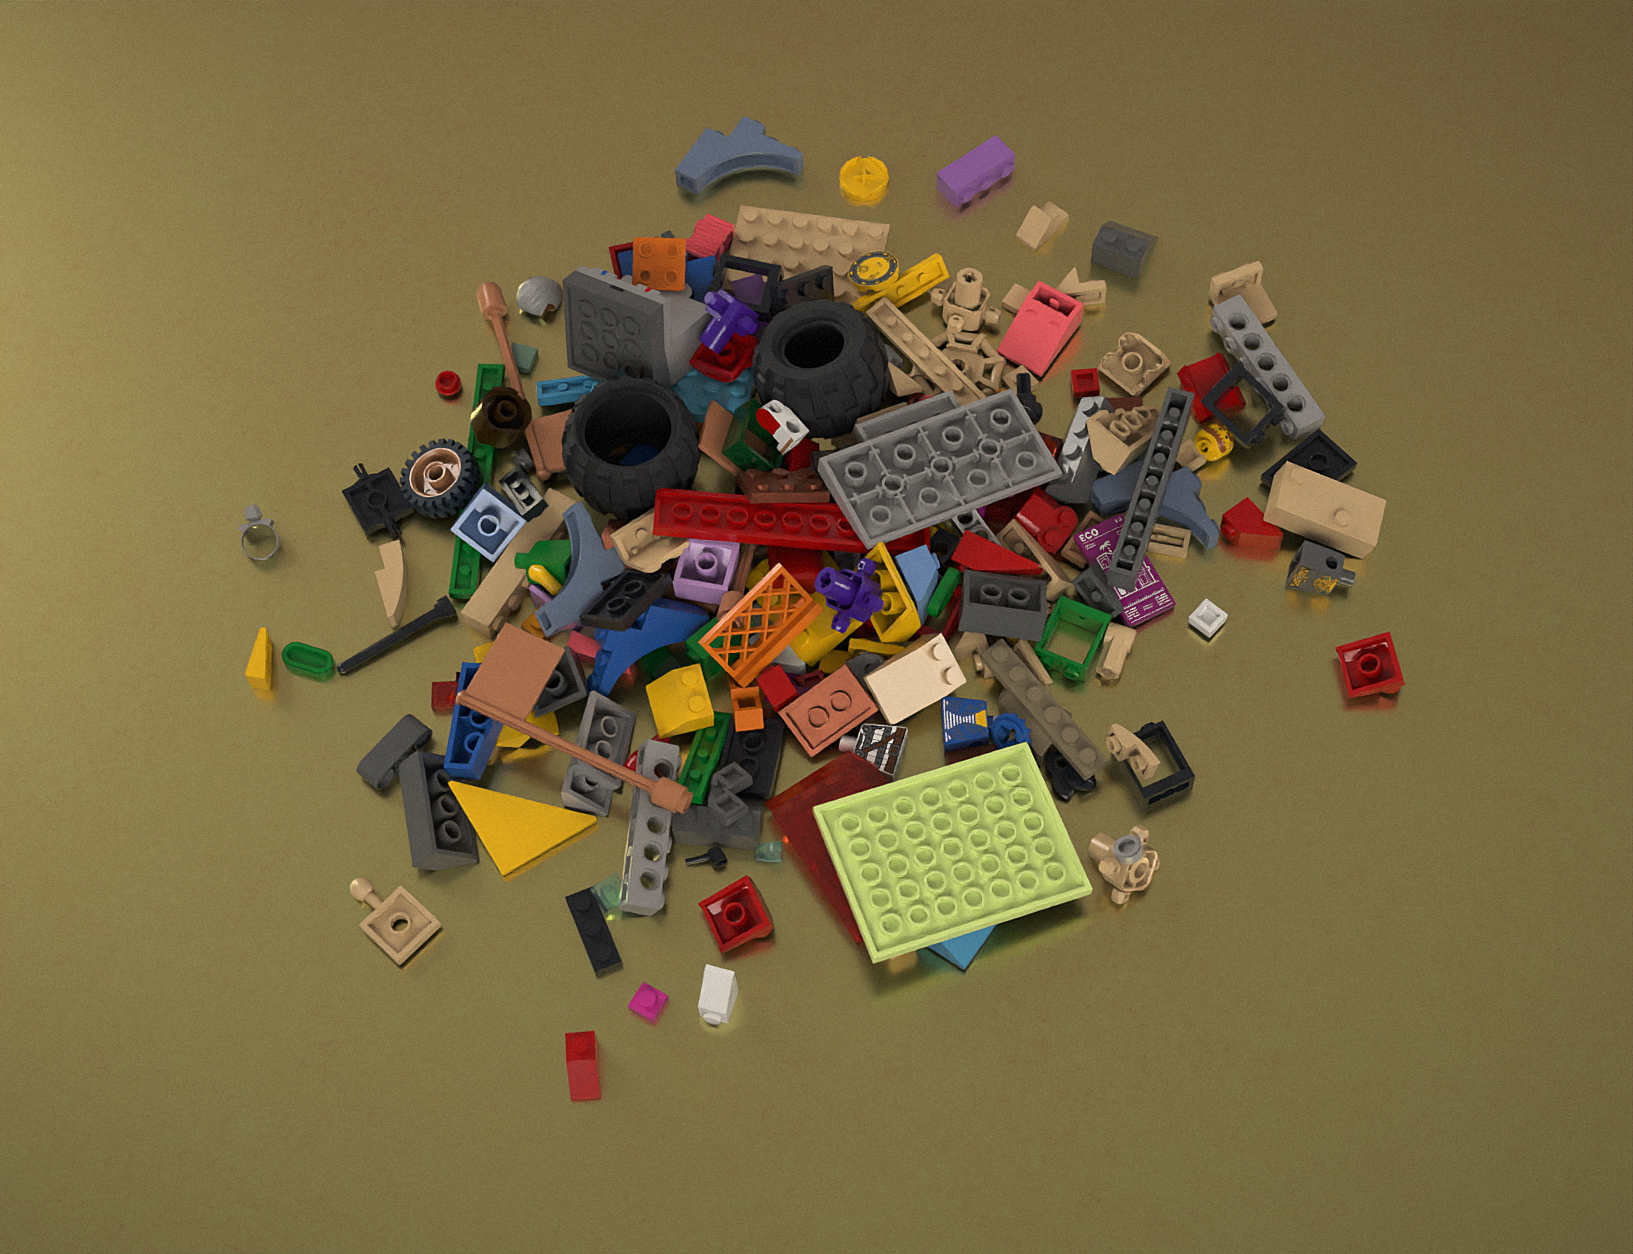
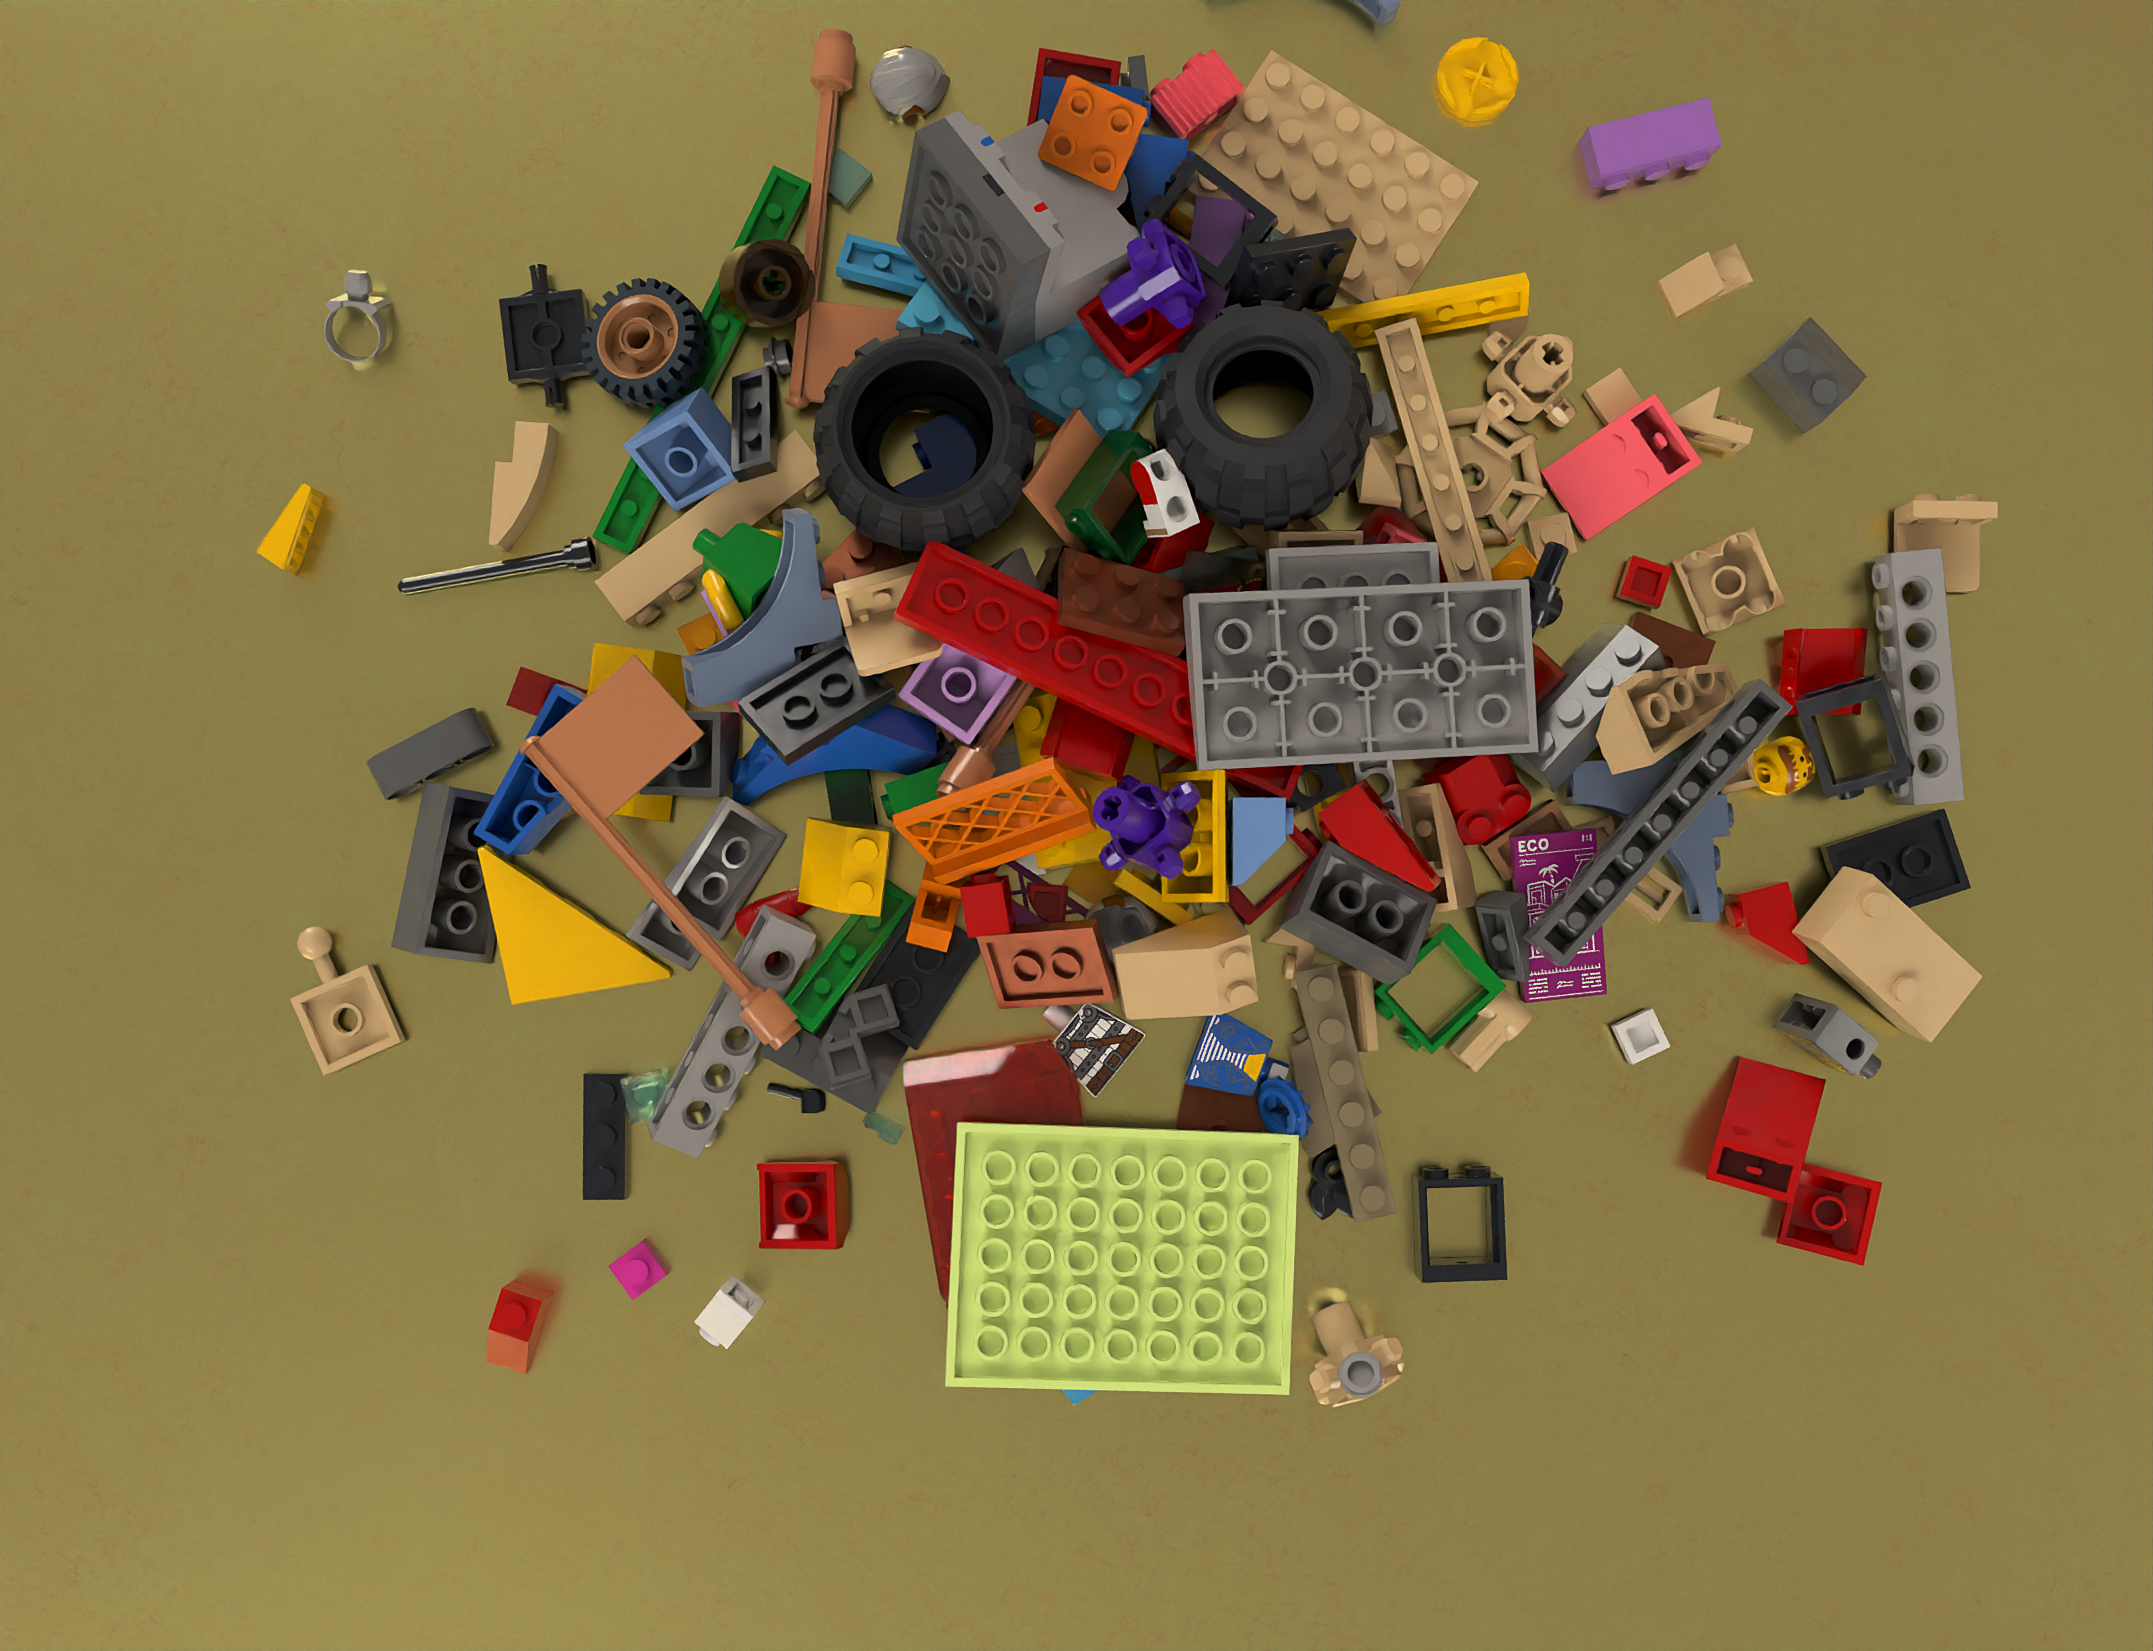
camera: 15 degrees right, 25 degrees up
(308, 660) = (363, 552): green tile -> none
(448, 383) = (720, 177): red plate -> none
(874, 271) = (1418, 266): tile -> none
(943, 592) = (1286, 857): green tile -> none
(1127, 745) = (1431, 1204): tan slope -> none
(1308, 637) = (1766, 1130): none -> red slope

